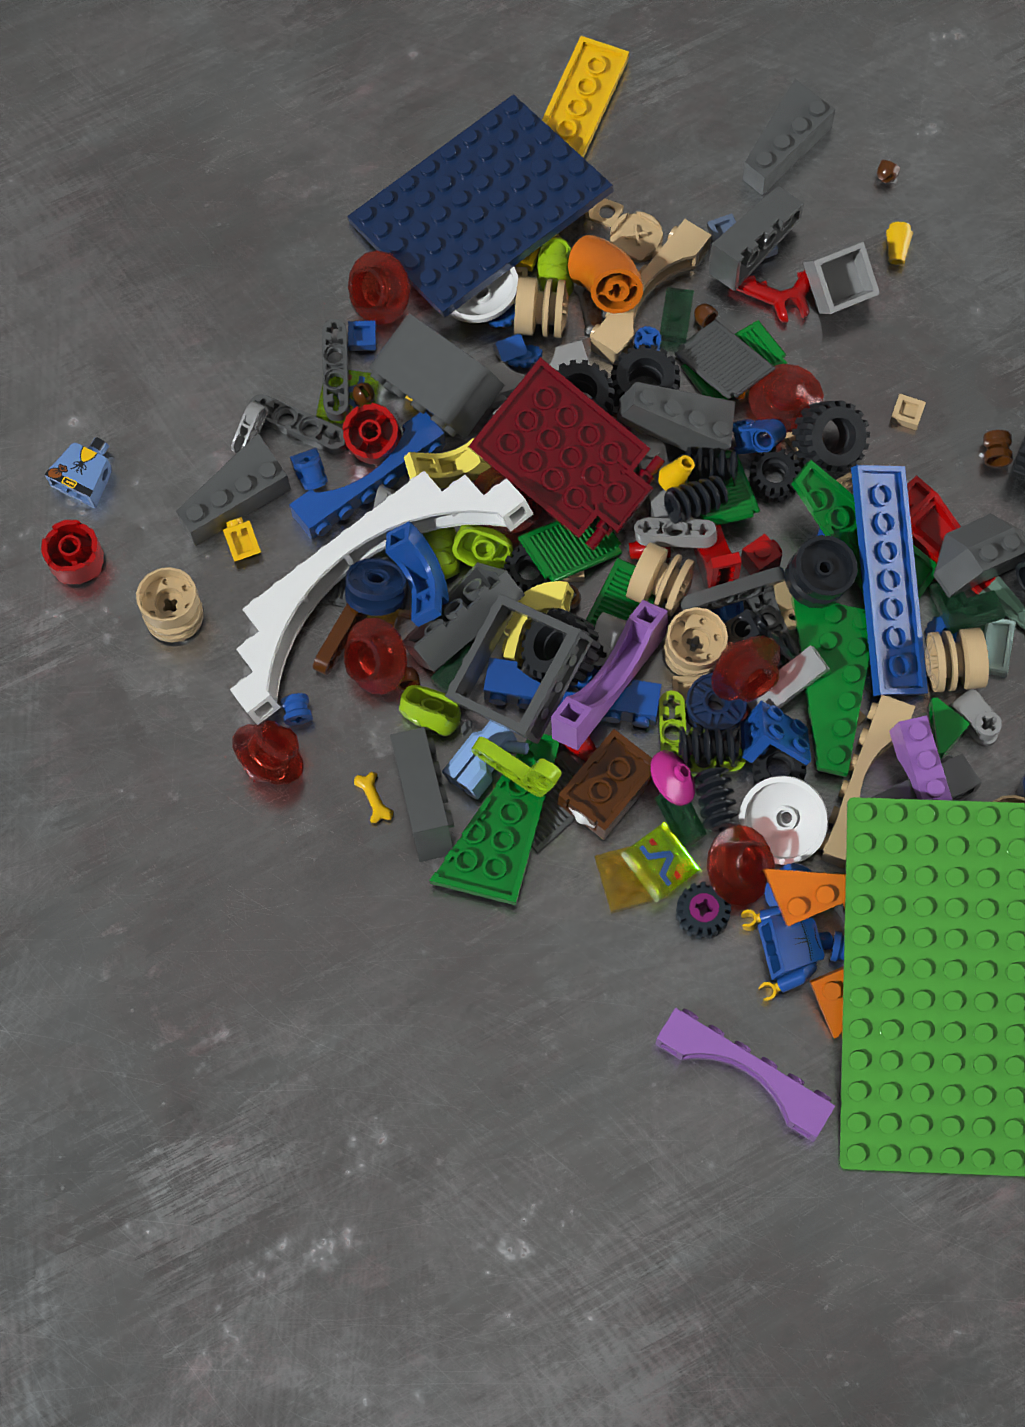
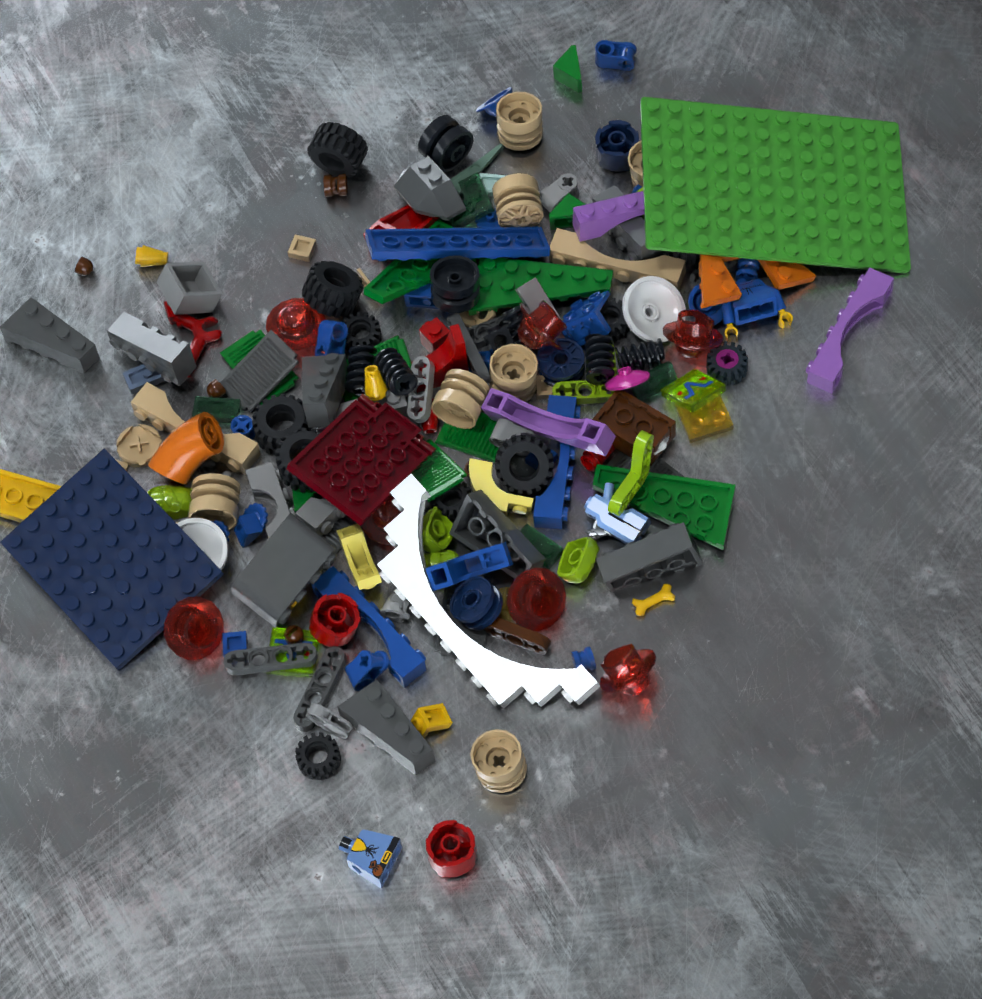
camera: 90 degrees left, 10 degrees down
(207, 406) = (318, 769): none -> black tyre
(553, 684) = (540, 522): dark grey window -> none

